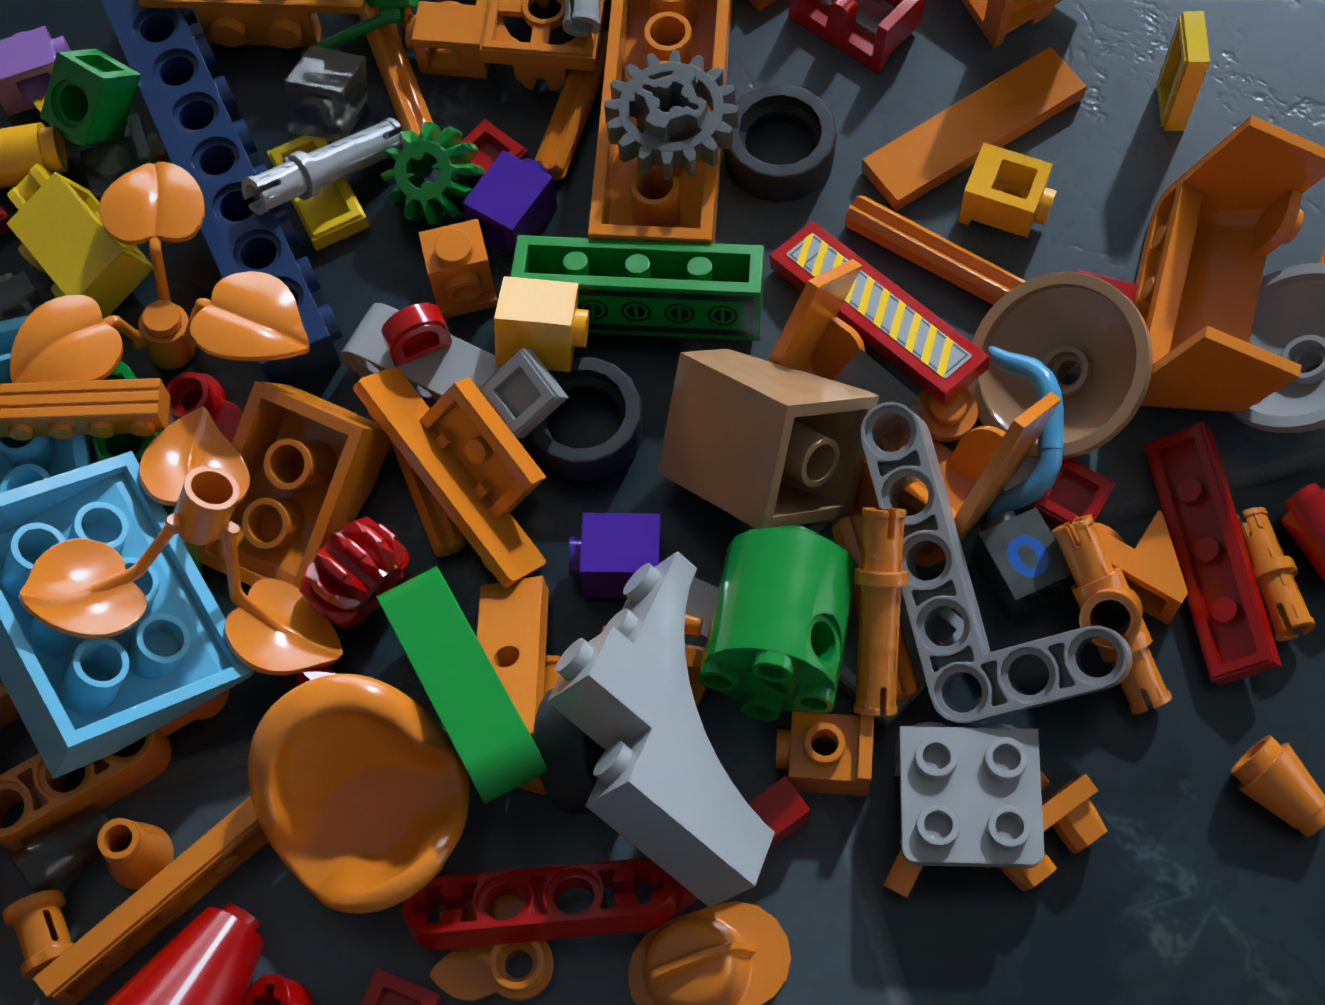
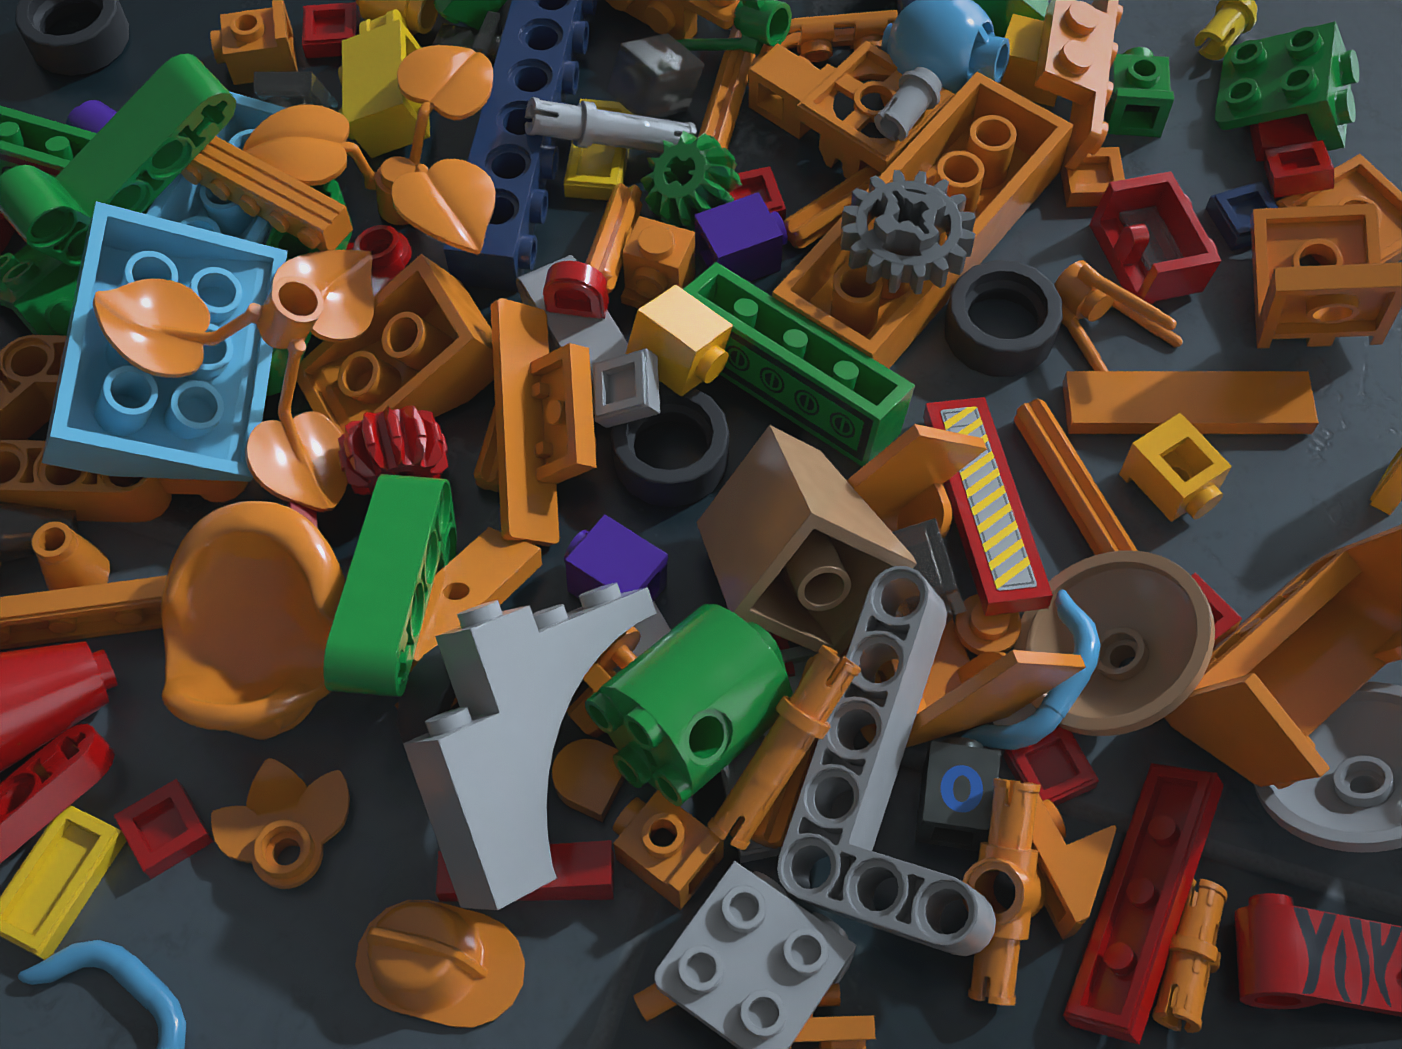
camera: 30 degrees right, 5 degrees down
(398, 257) = (614, 231): none -> orange axle
(540, 916) = (324, 820): red beam -> none
(728, 734) = (587, 777): none -> orange tile
(837, 81) = (1091, 295): none -> orange plant

